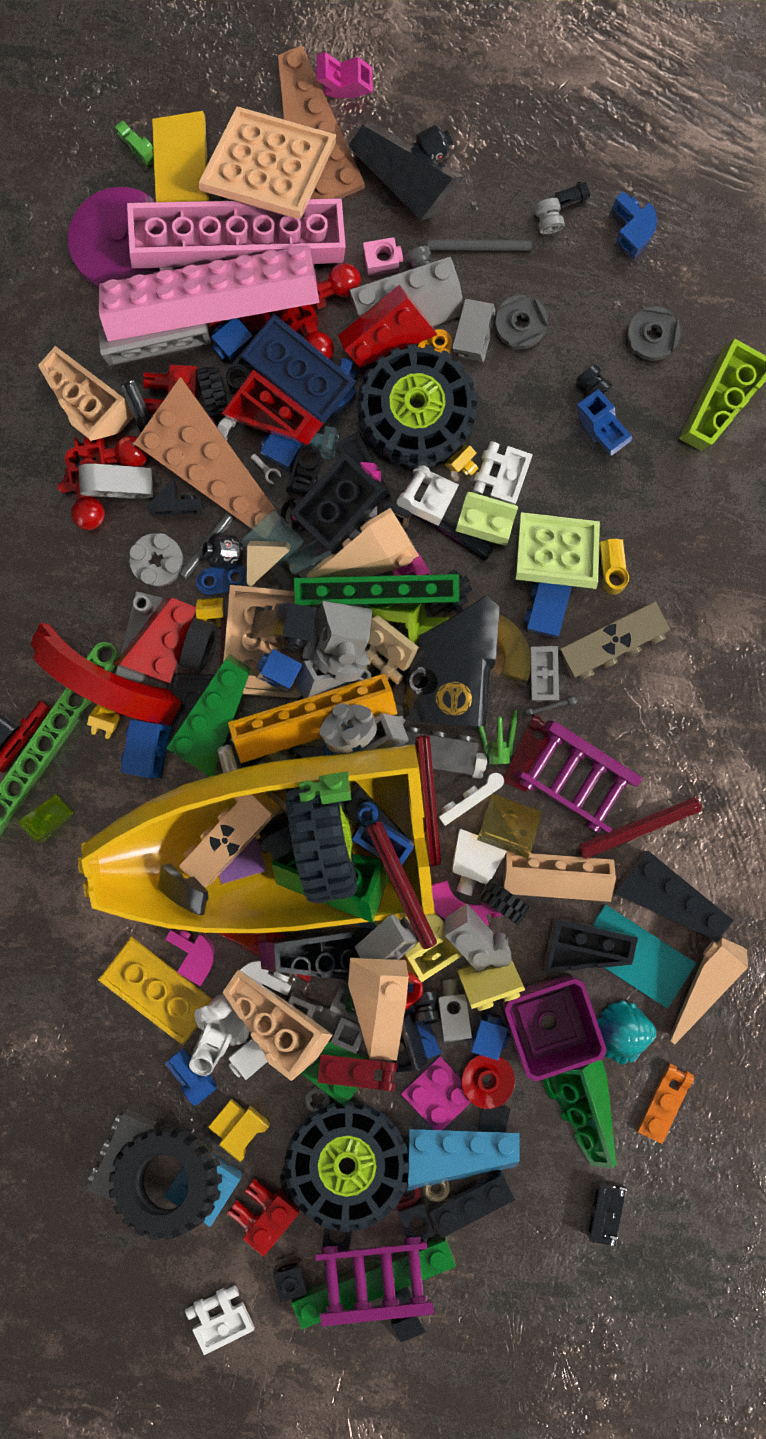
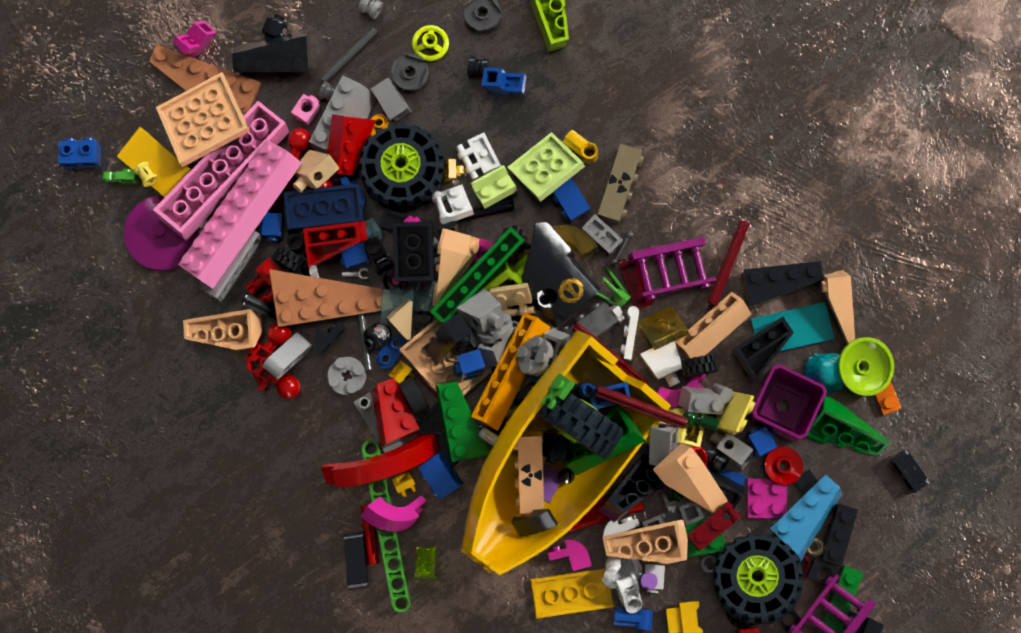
camera: 35 degrees left, 5 degrees down
(52, 743) = (393, 518): none -> dark pink arch
(118, 79) = (79, 153): none -> blue brick
(156, 156) = (145, 174): none -> light yellow bush
(238, 1058) = (648, 580): none -> medium lavender piece
(261, 871) = (563, 474): none -> black hinge
(324, 323) = (314, 170): none -> tan torso
(450, 959) = (702, 421): none -> dark green axle
(571, 303) = (430, 36): none -> neon yellow piece
(678, 1081) = (876, 362): none -> lime dish

